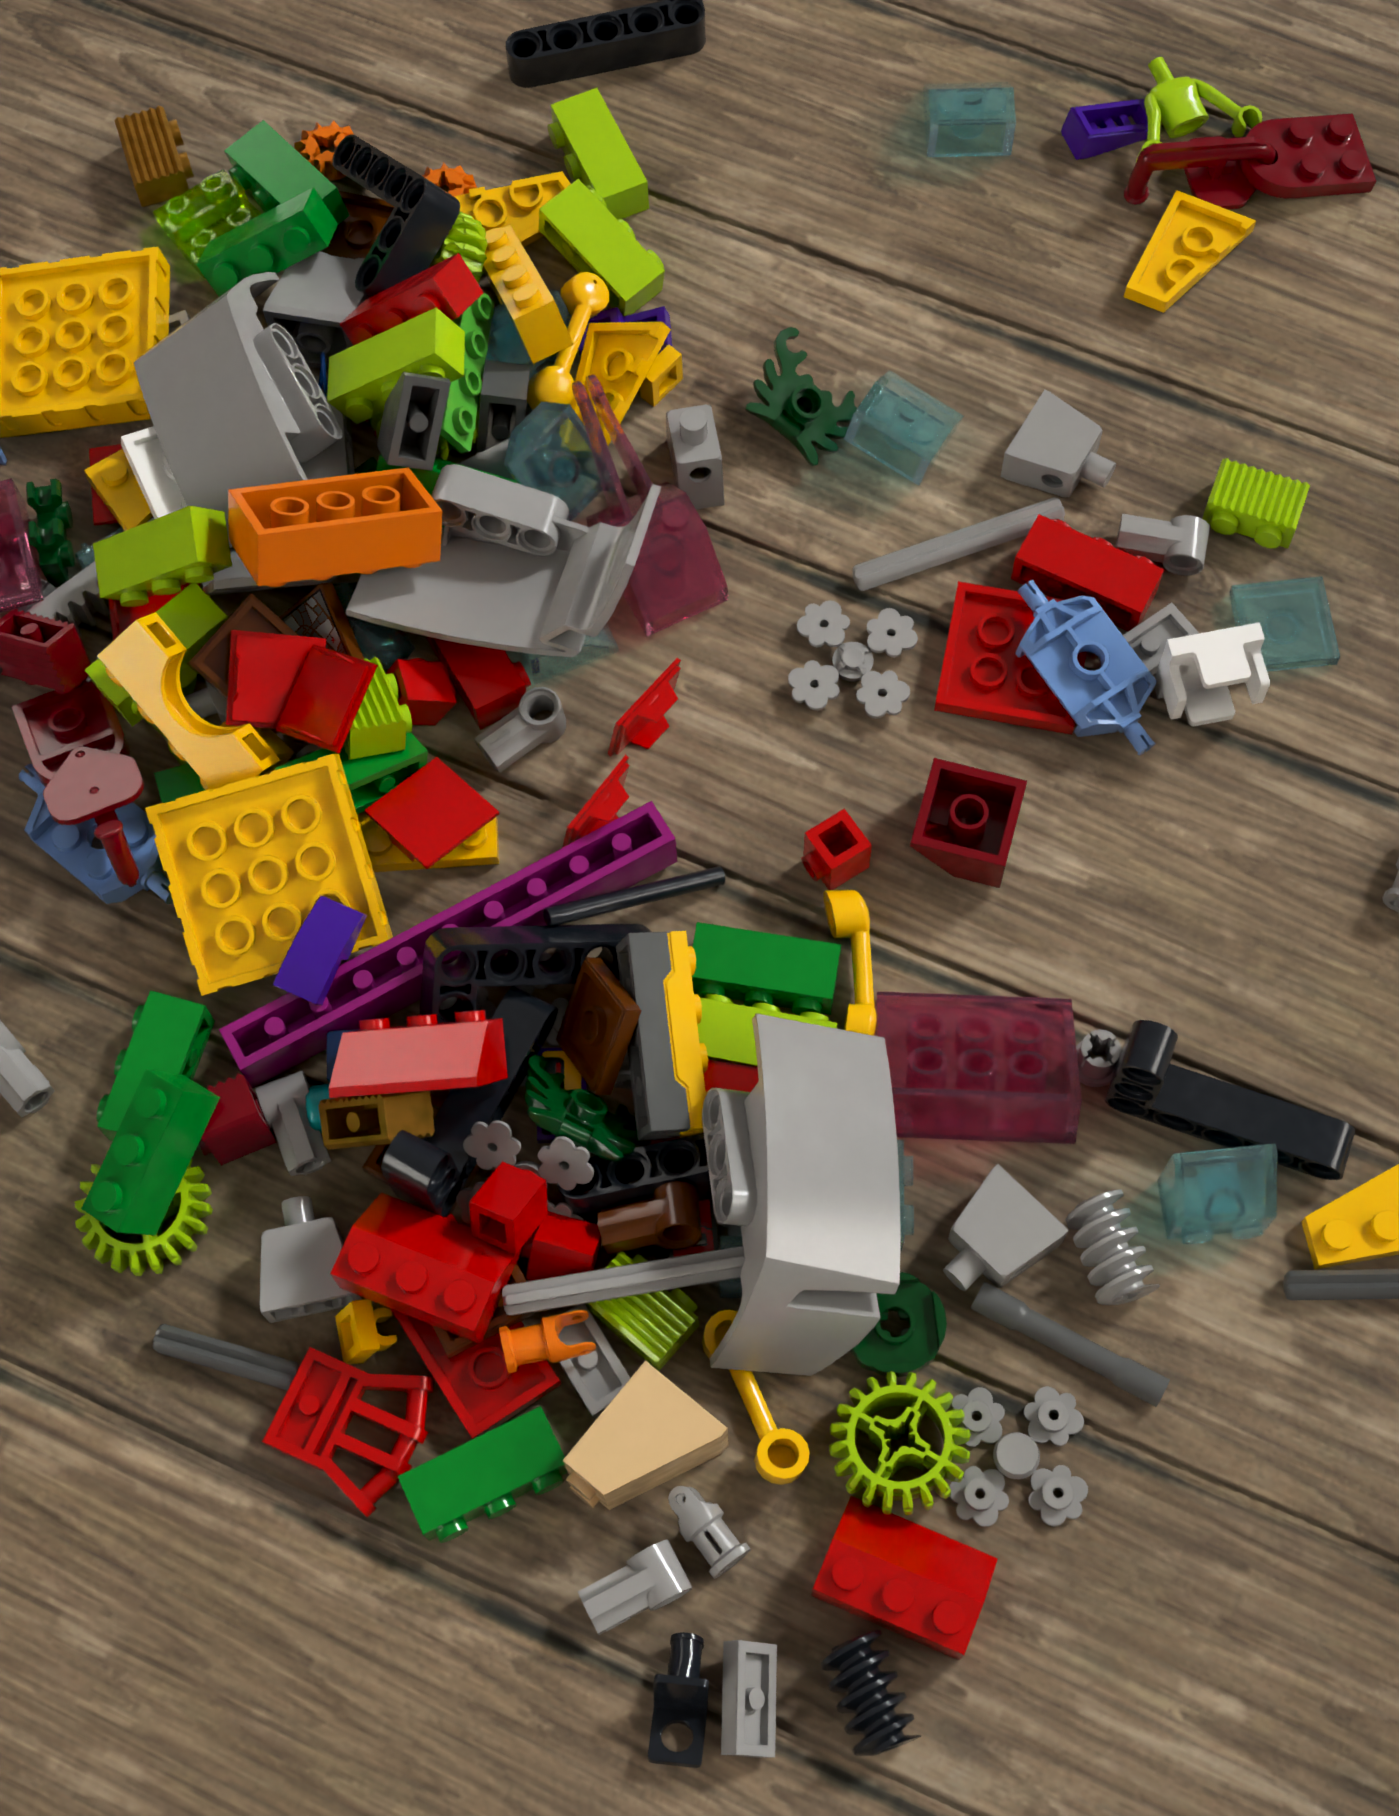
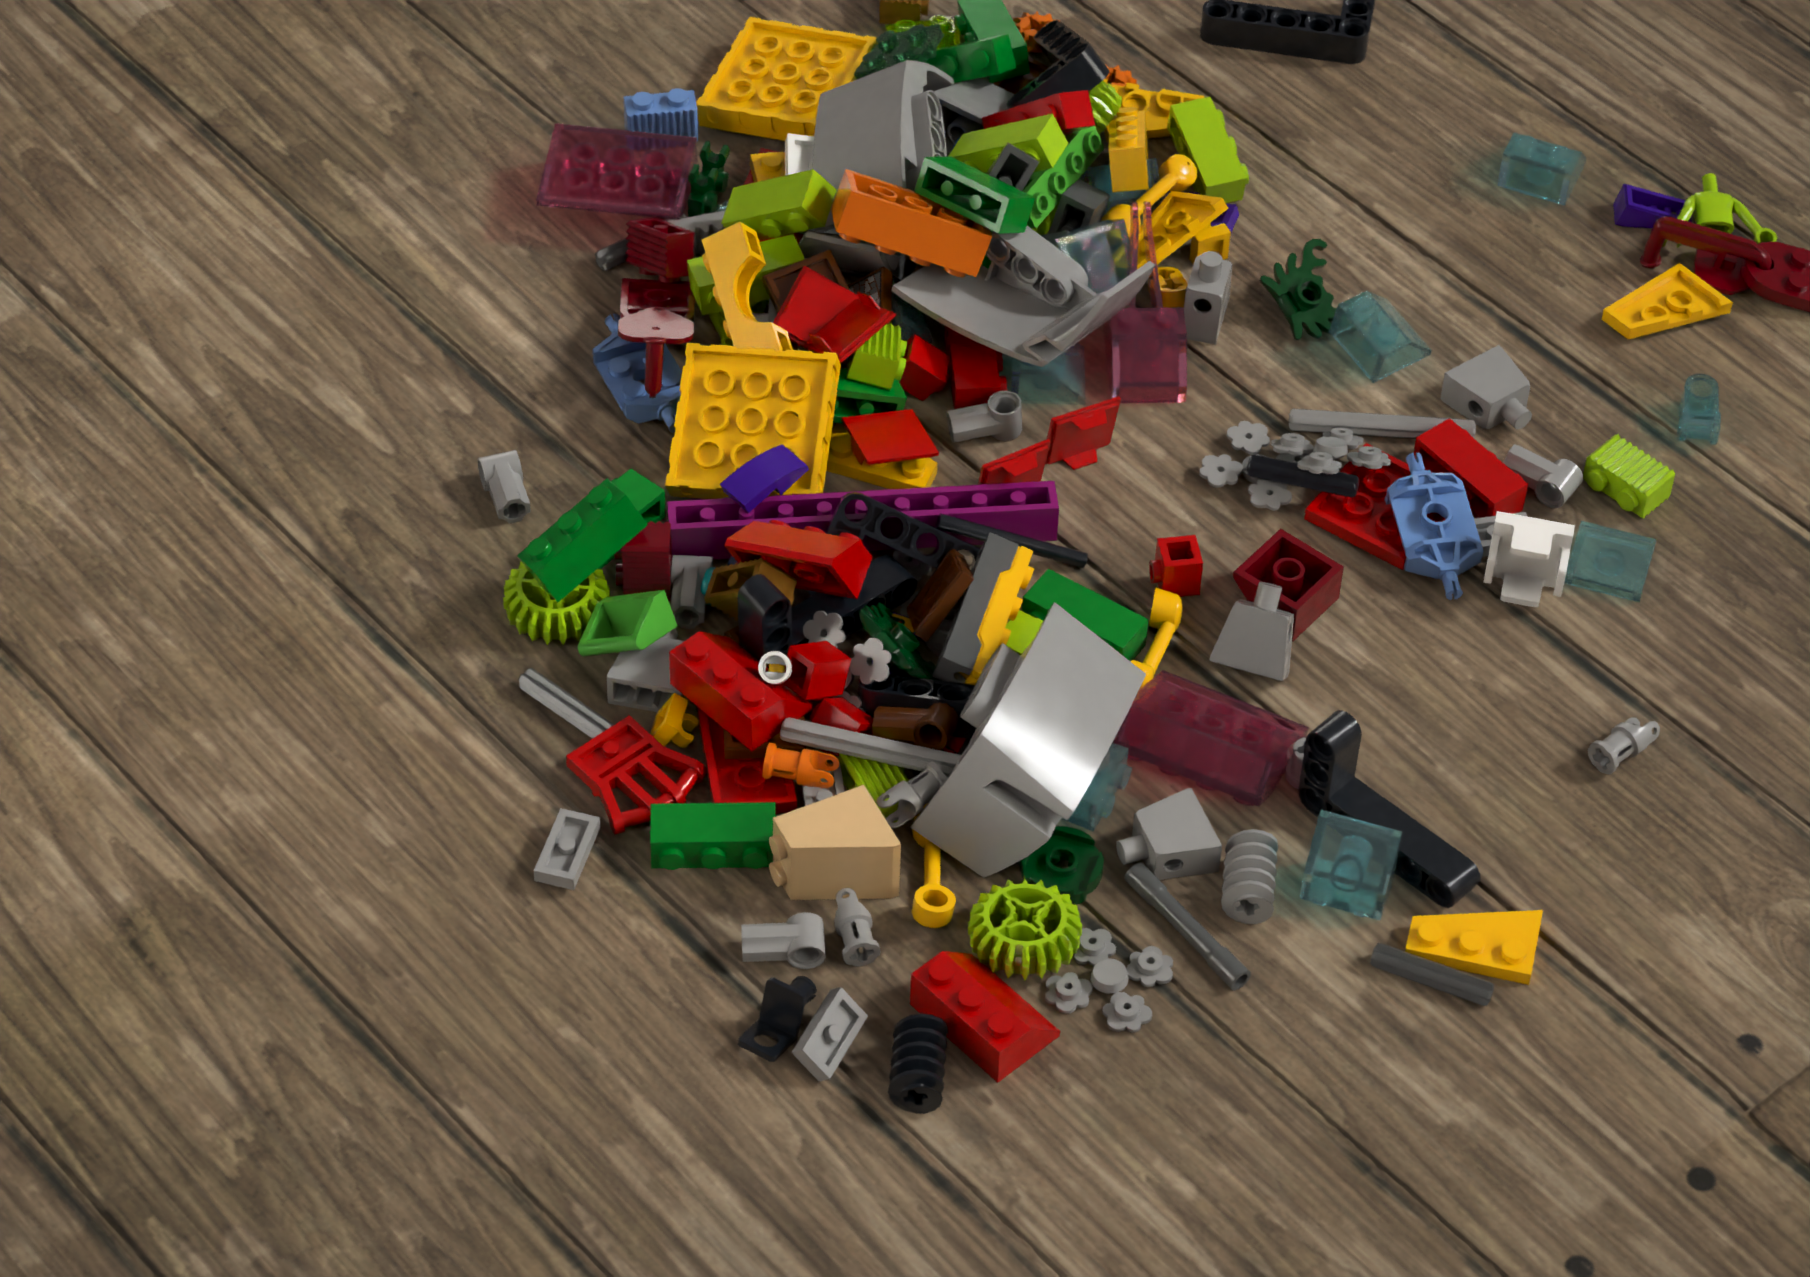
camera: 20 degrees right, 20 degrees down
(198, 264) = (893, 48): none -> clear green plate
(246, 1206) = (617, 617): none -> bright green tile
(322, 1571) = (567, 849): none -> light grey plate
(395, 459) = (974, 194): none -> green brick
(470, 1247) = (776, 671): none -> white hinge
(598, 152) = (1239, 95): lime brick -> none
(649, 450) = (1172, 287): none -> yellow beam
(697, 1334) = (912, 794): none -> light grey piece
(915, 661) = (1288, 473): none -> black axle
(928, 607) = (1329, 447): none -> light grey plant
(970, 914) = (1257, 635): none -> light grey torso
(1289, 390) = (1699, 410): none -> clear light blue piece

